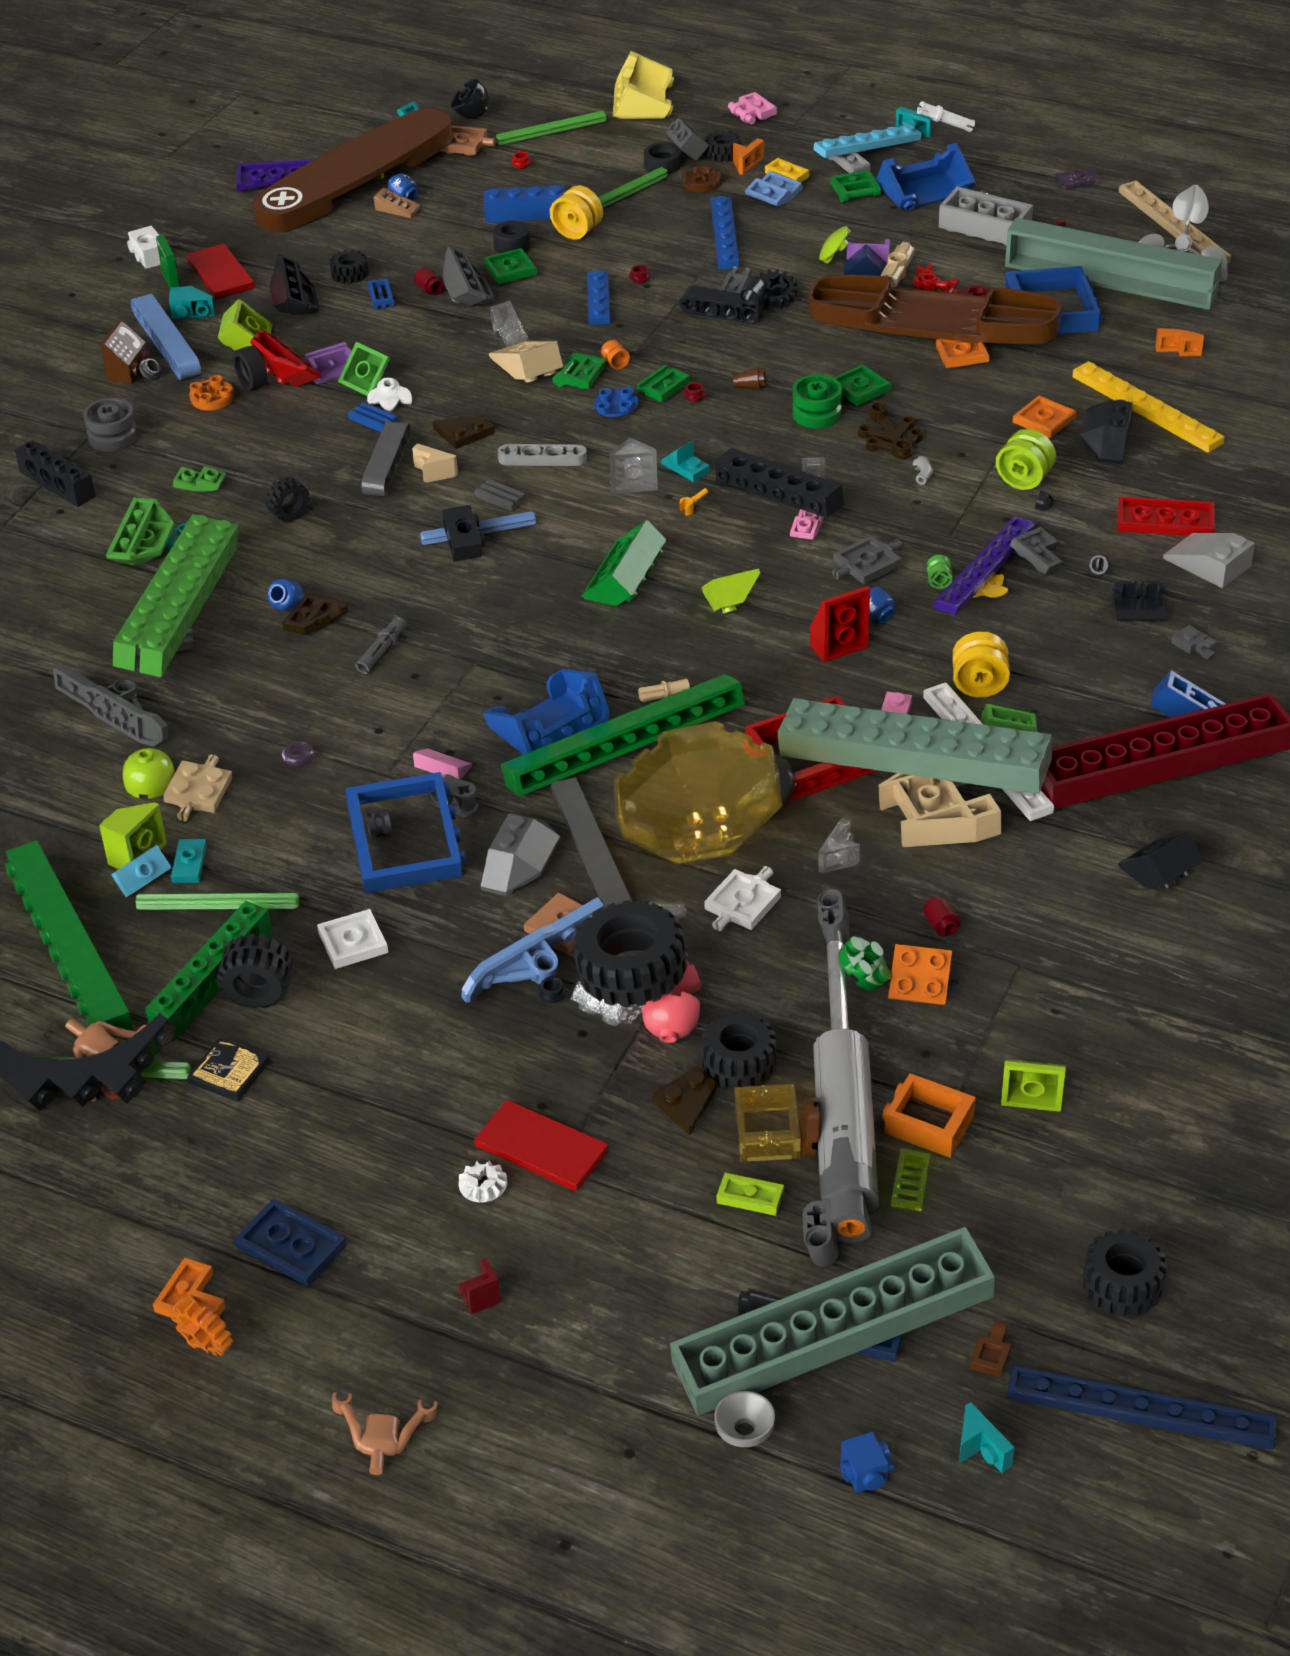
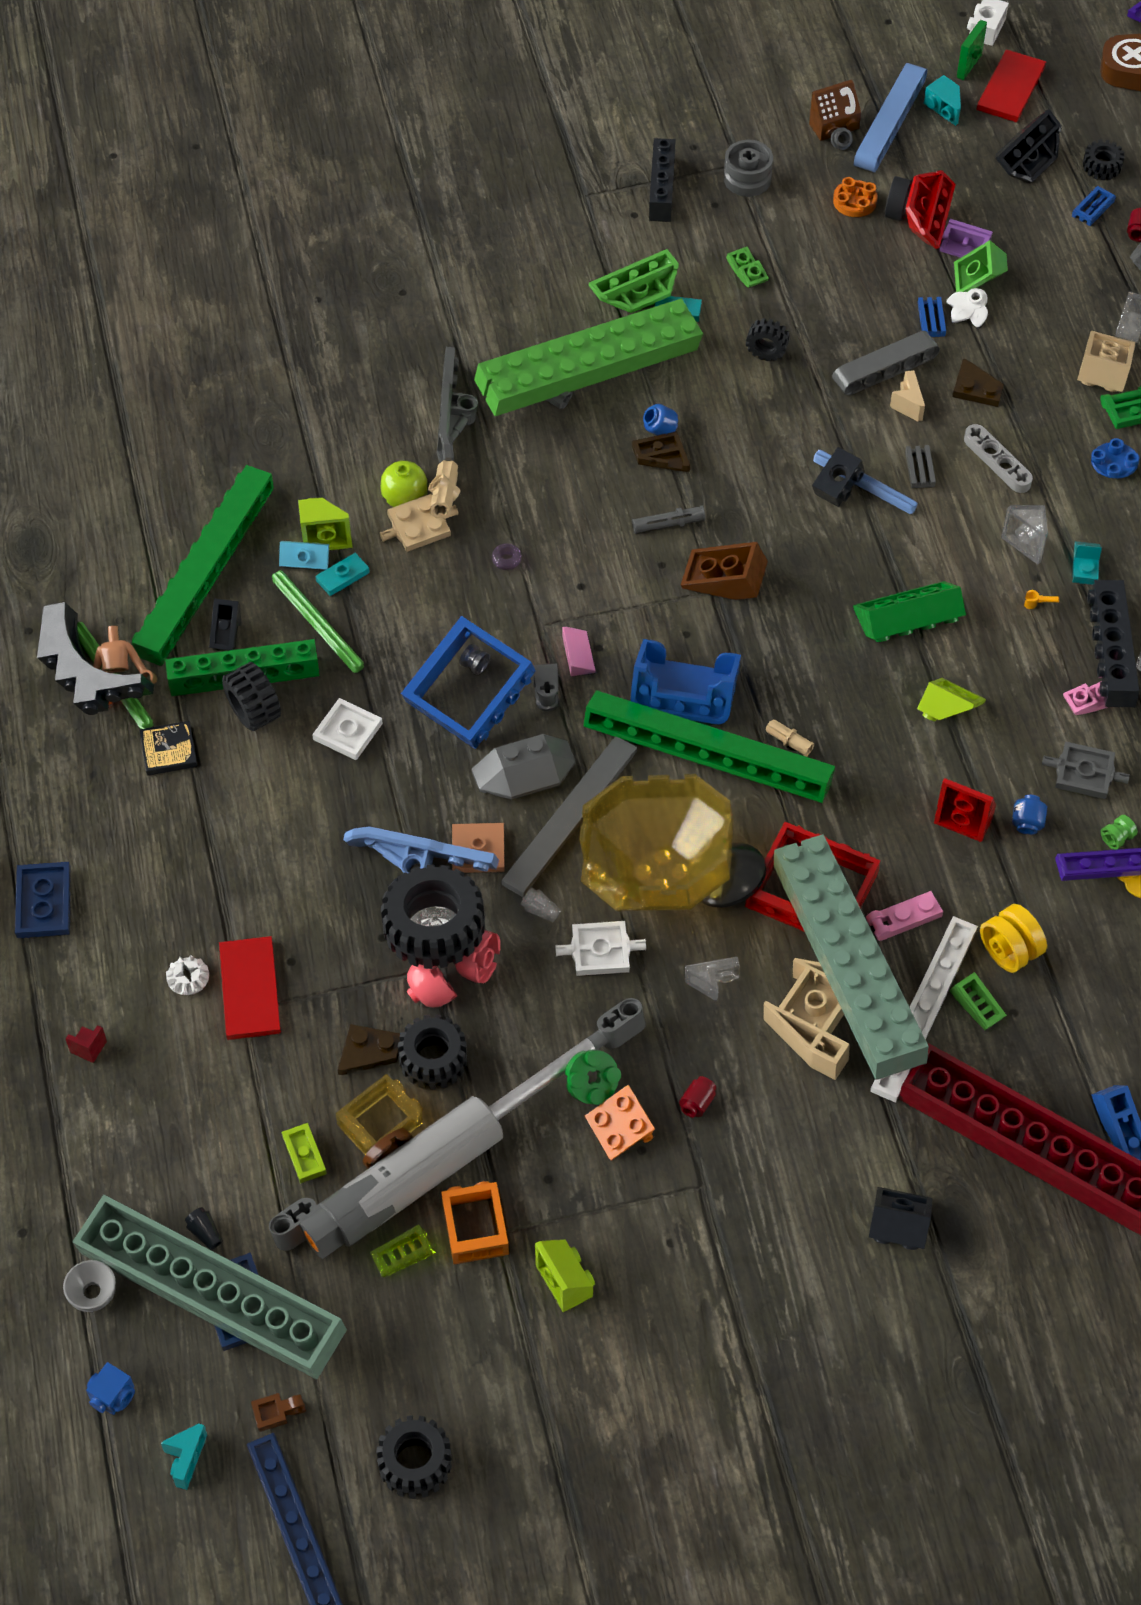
camera: 50 degrees right, 15 degrees up
(151, 954) = (224, 624): none -> black slope
(190, 747) = (444, 489): none -> tan piece
(240, 325) = (951, 154): lime slope -> none
(470, 638) = (726, 570): none -> reddish brown slope

